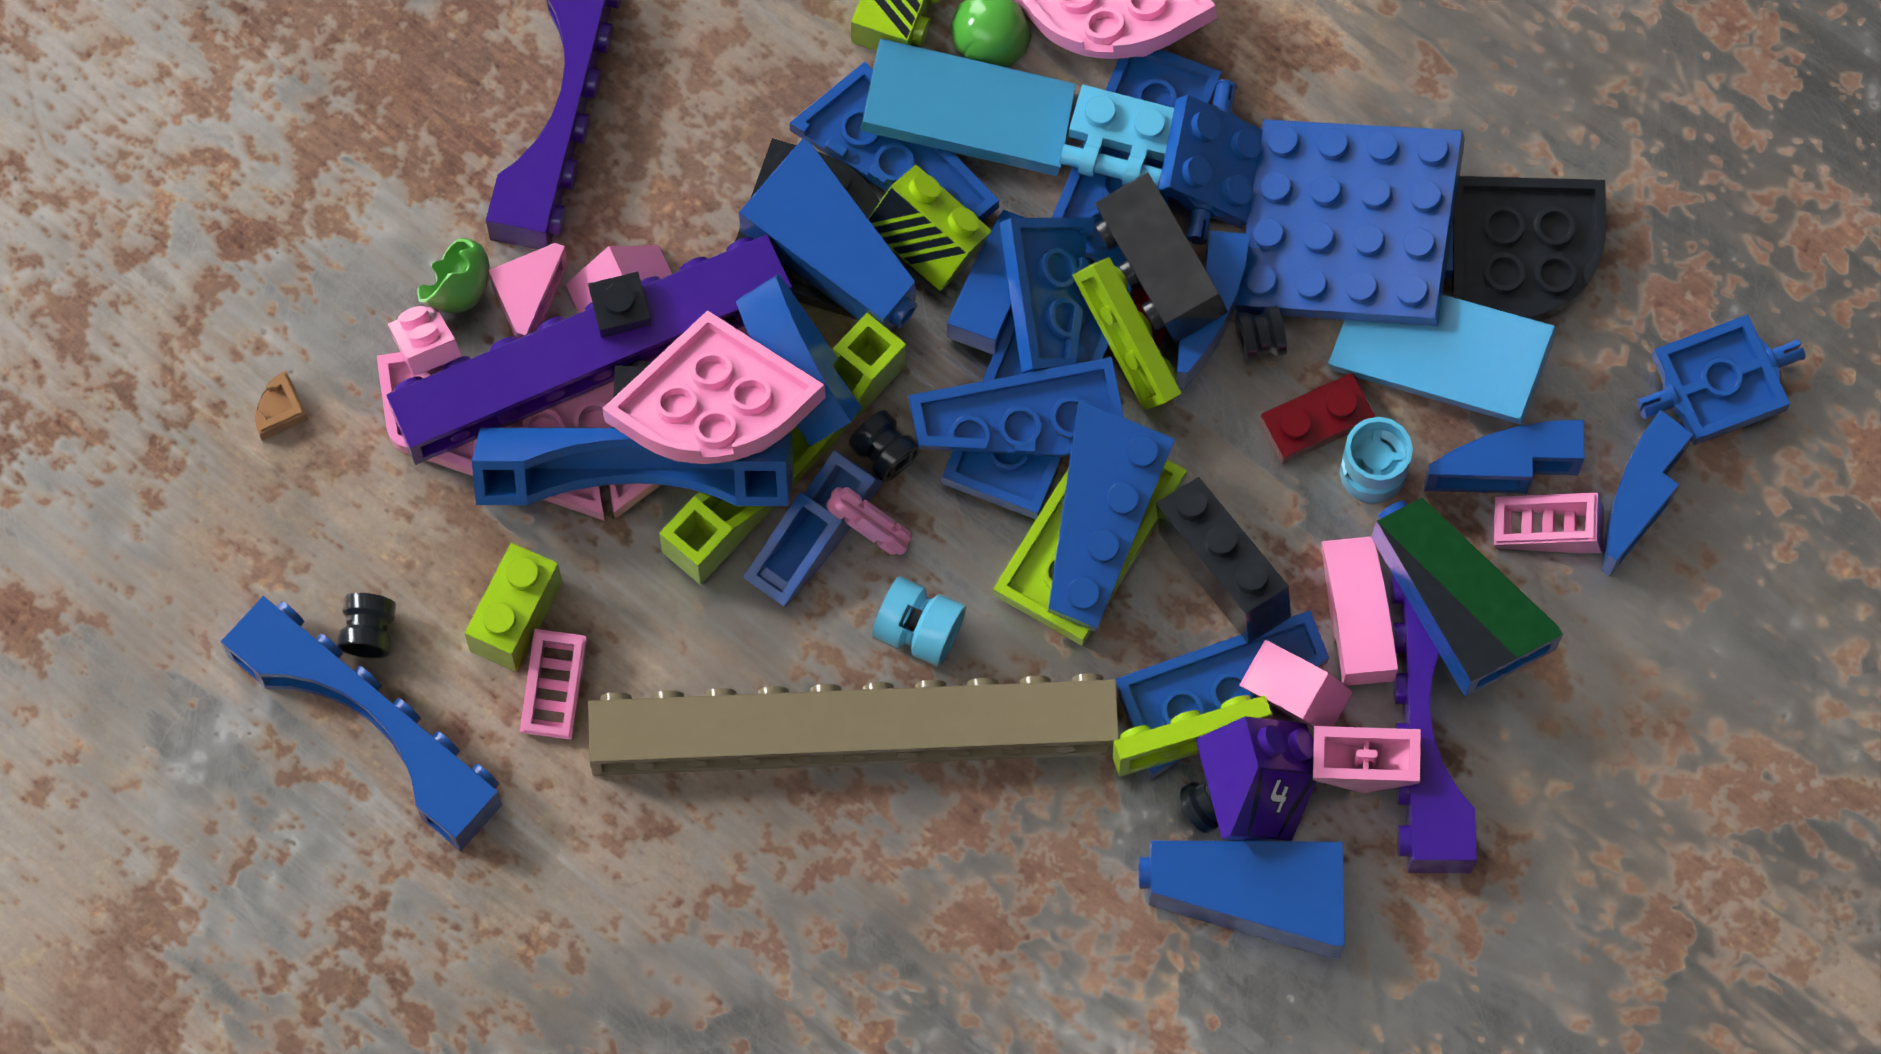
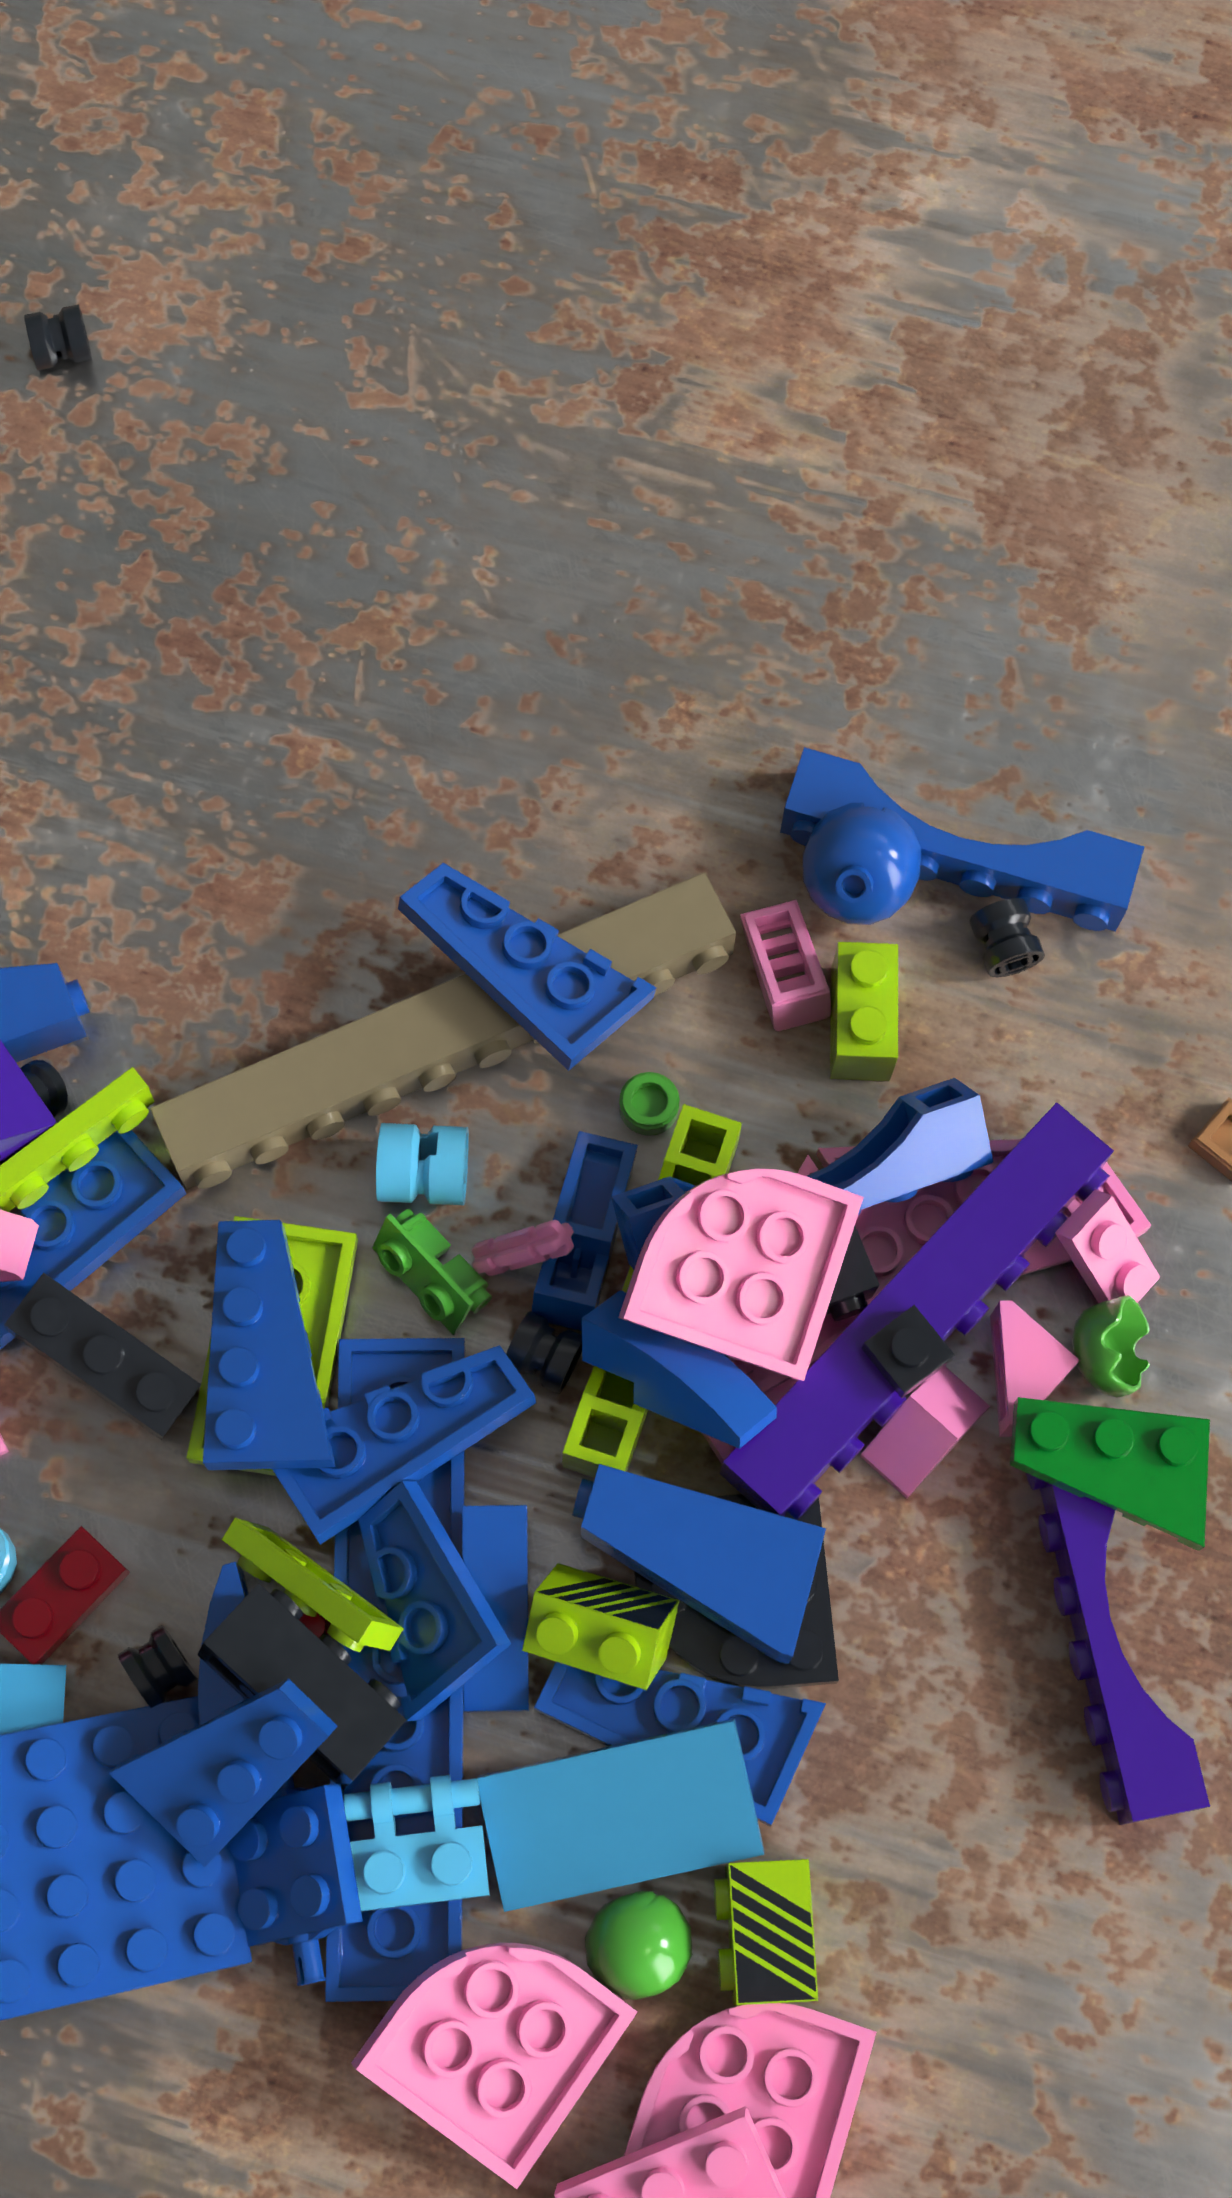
camera: 155 degrees right, 0 degrees up
(460, 716) = (861, 864): none -> blue cylinder
(498, 185) = (1125, 1459): none -> green wing
(717, 613) = (649, 1103): none -> bright green tile
(767, 717) = (543, 982): none -> blue wing
(940, 526) = (411, 1251): none -> bright green hinge
(1233, 215) = (226, 1769): none -> blue wing

